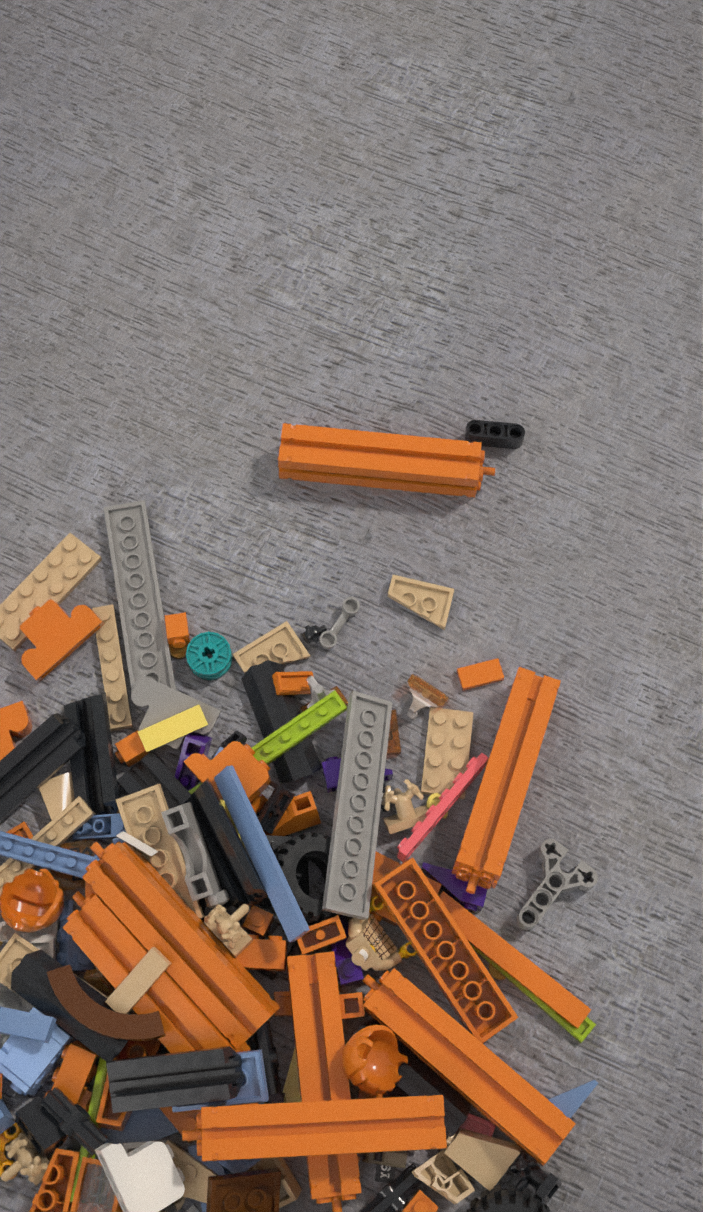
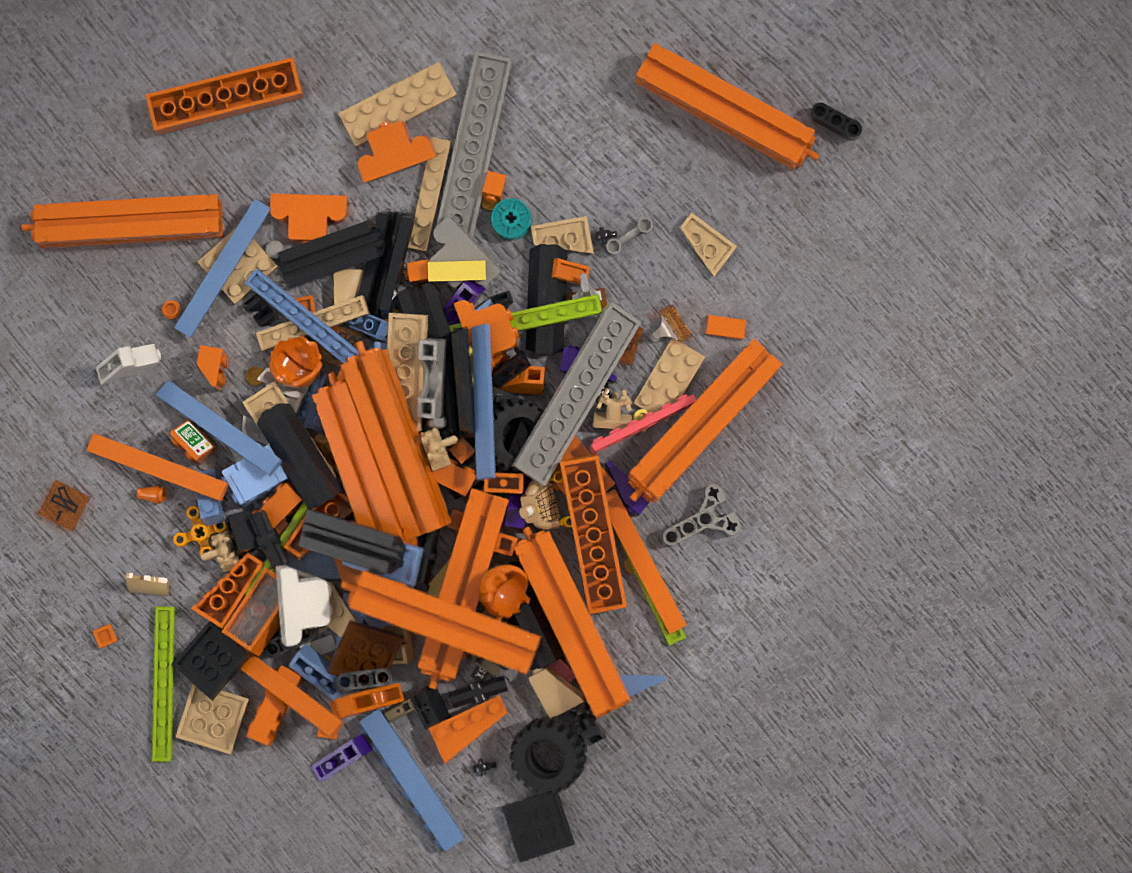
camera: 30 degrees right, 15 degrees up
(99, 1018) = (313, 474): reddish brown tile -> none
(137, 843) = (392, 355): white sticker -> none
(138, 981) = (352, 460): tan tile -> none
(444, 1177) = (521, 695): tan slope -> none

